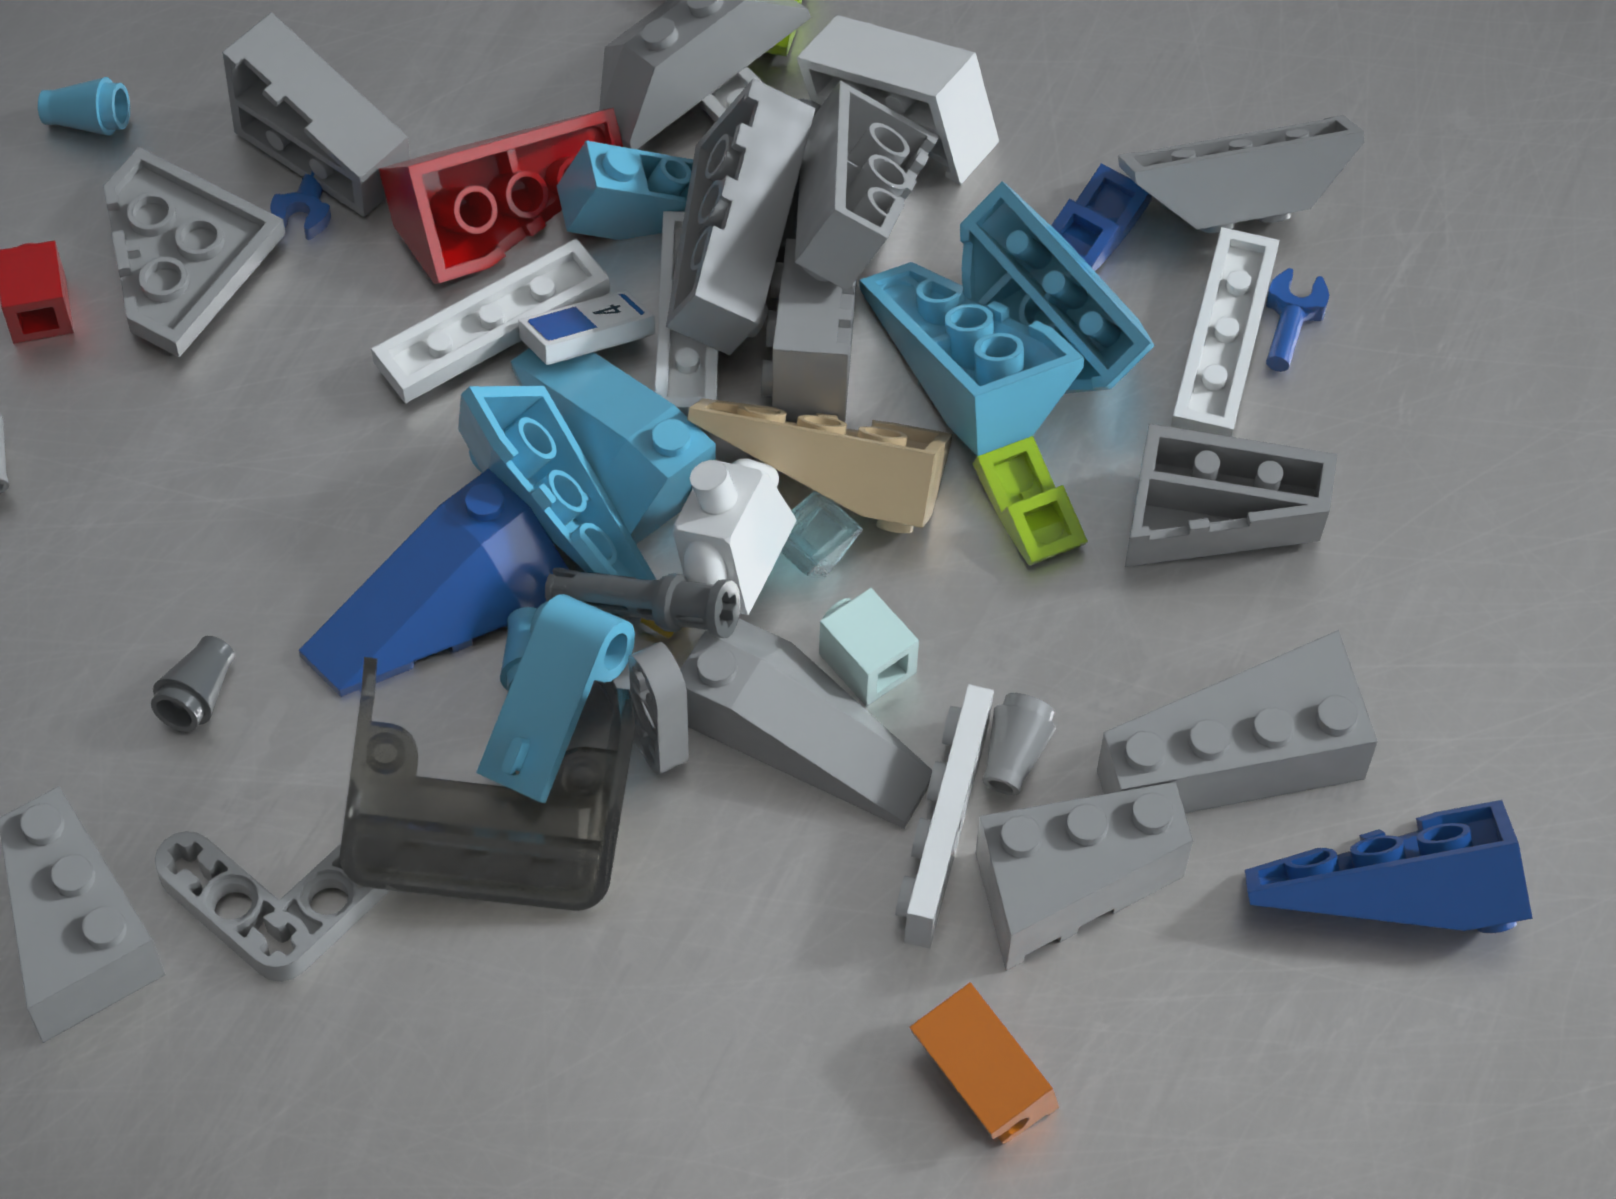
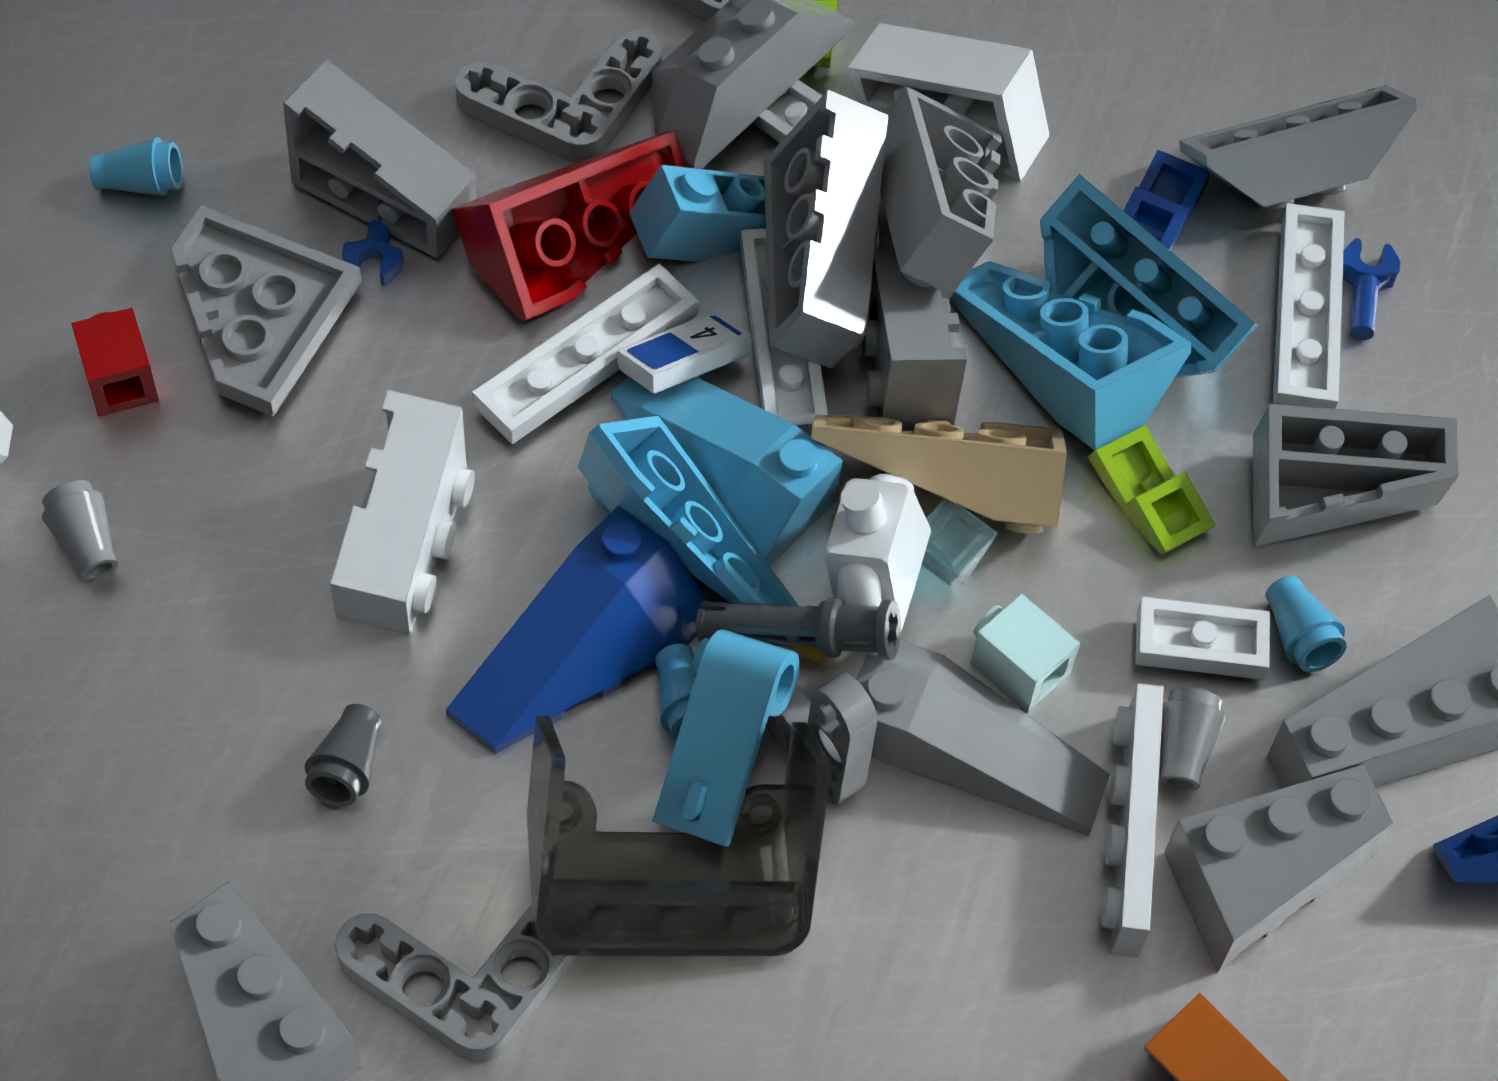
camera: 10 degrees left, 0 degrees up
(288, 461) = (405, 516): none -> white wedge
(525, 82) = (578, 112): none -> light grey beam
(1050, 648) = (1202, 638): none -> white plate
(1157, 649) = (1306, 627): none -> medium azure cone

